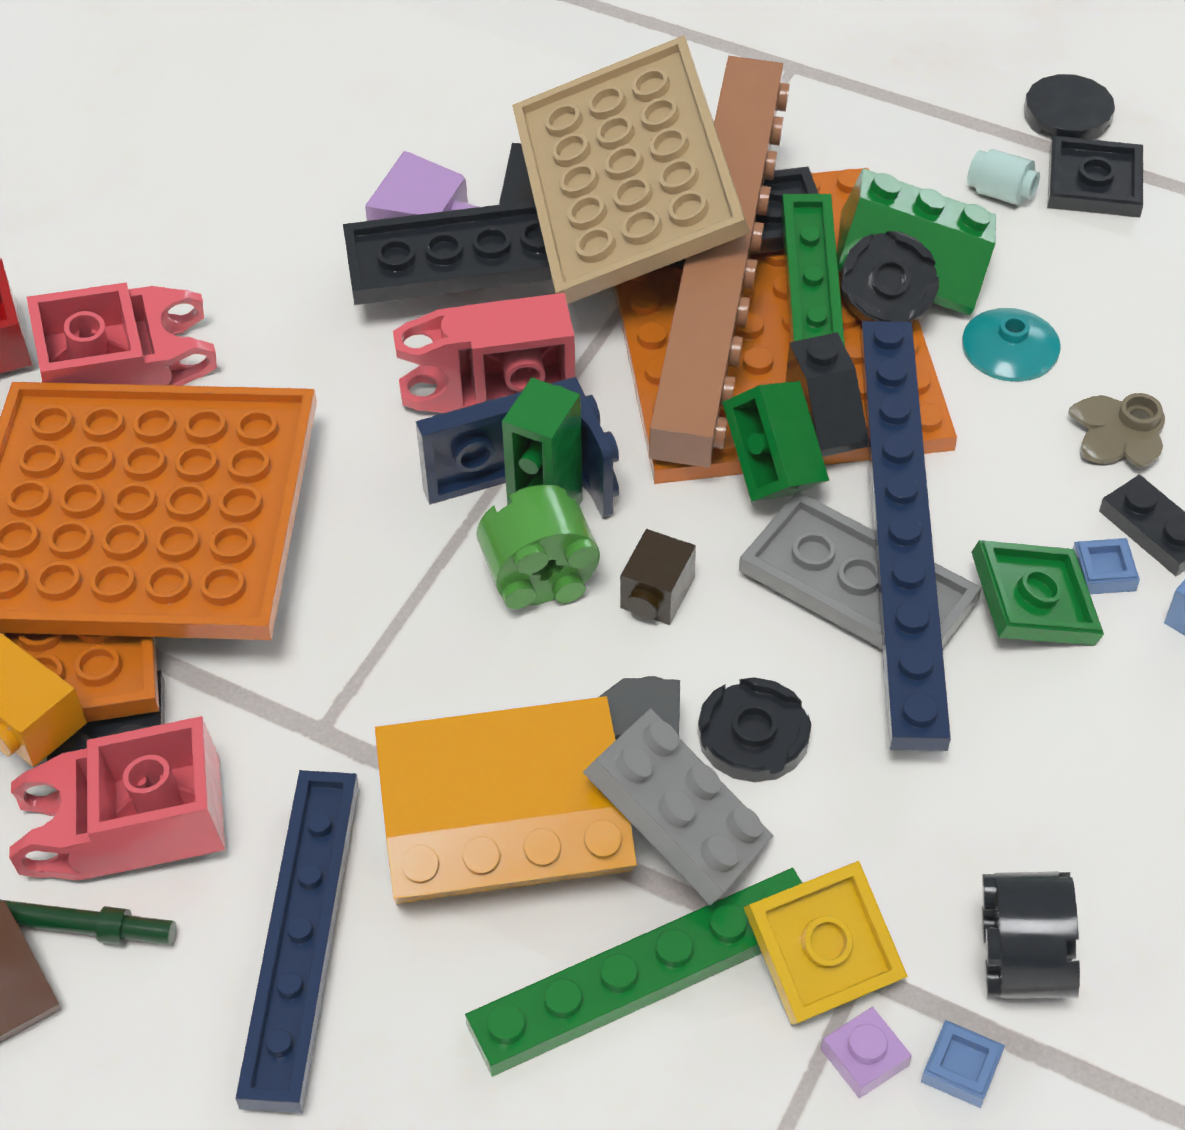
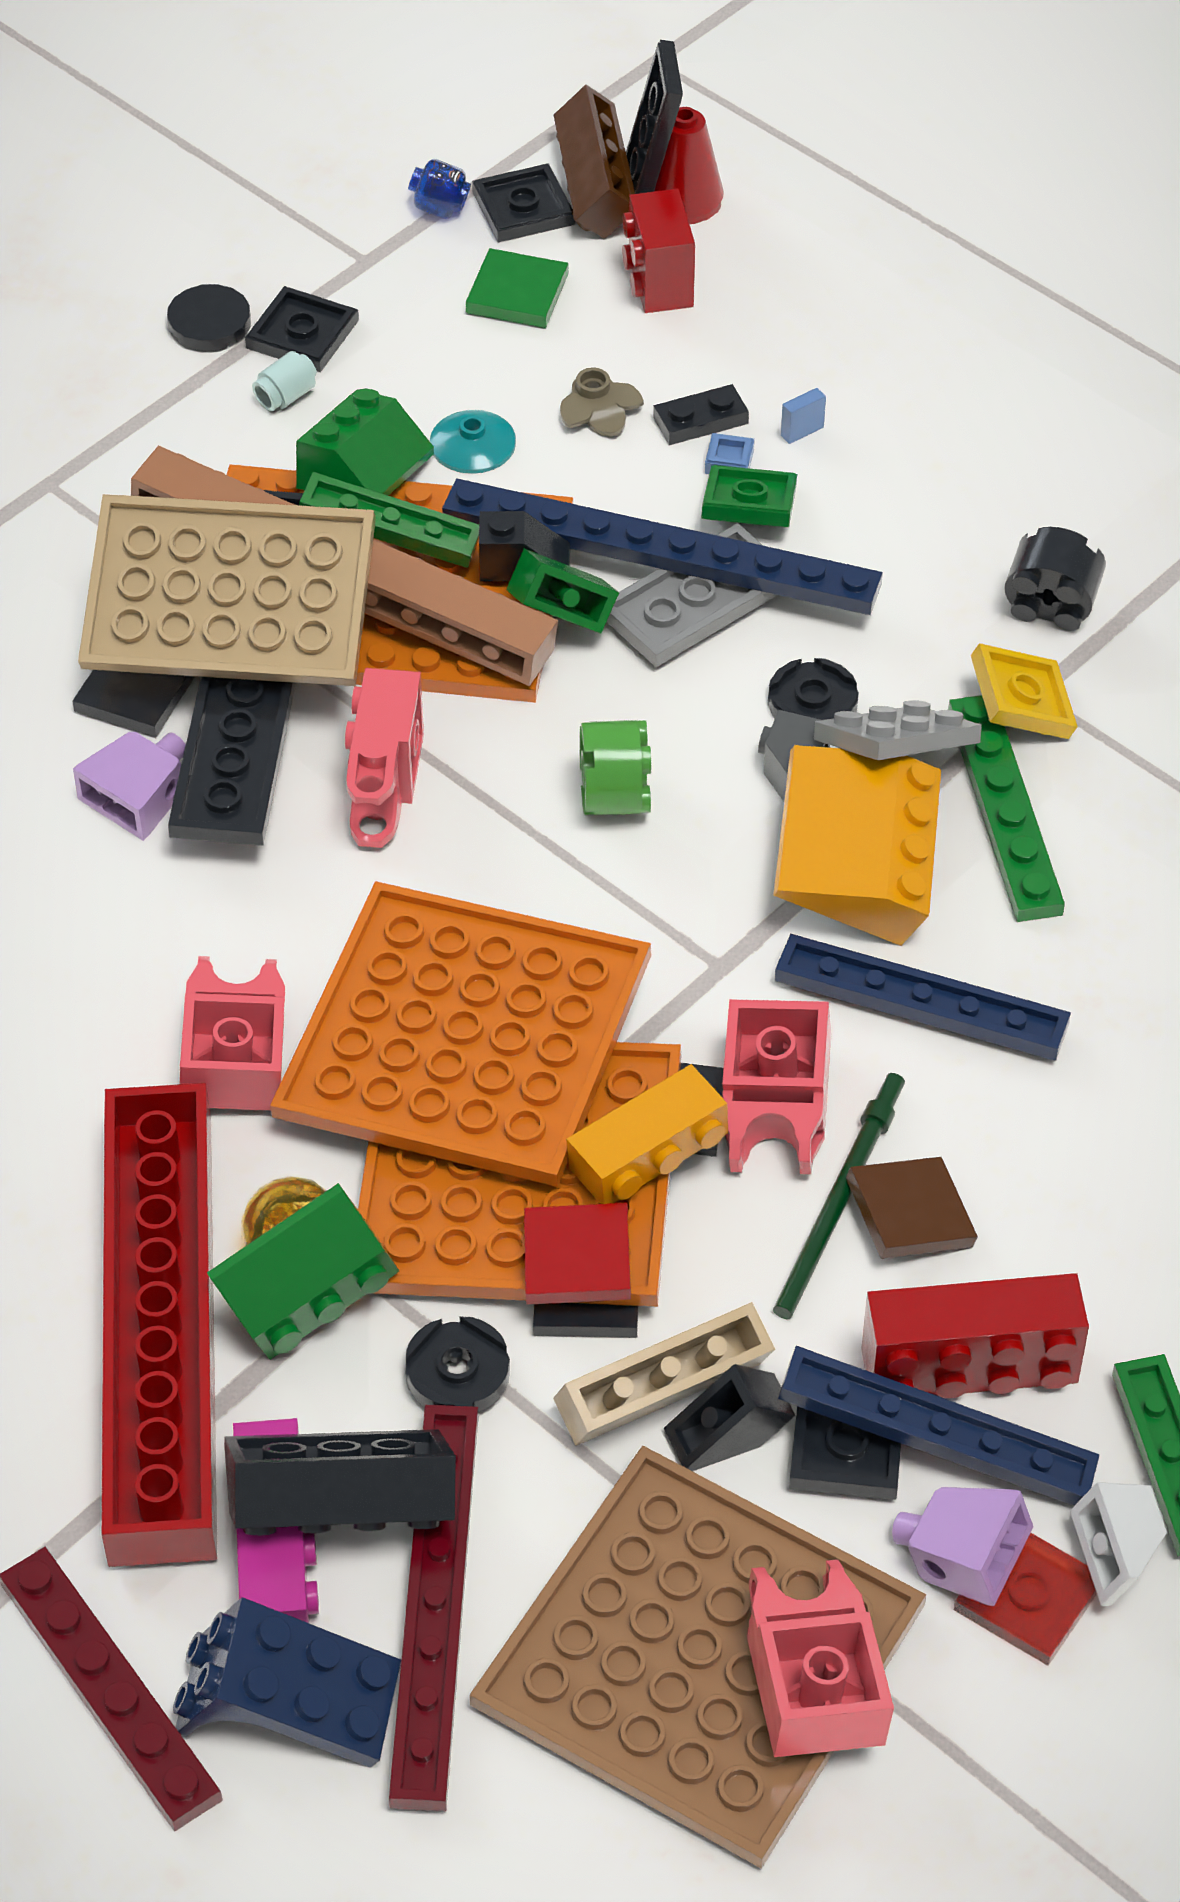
camera: 75 degrees left, 0 degrees up
(466, 450) = (502, 720): dark blue bracket -> none
(544, 439) = (539, 731): green brick -> none
(657, 577) = (661, 706): dark brown brick -> none
(866, 1052) = (1102, 703): lavender plate -> none
(889, 278) = (409, 472): black tile -> none
(962, 1063) = (1123, 656): medium blue tile -> none

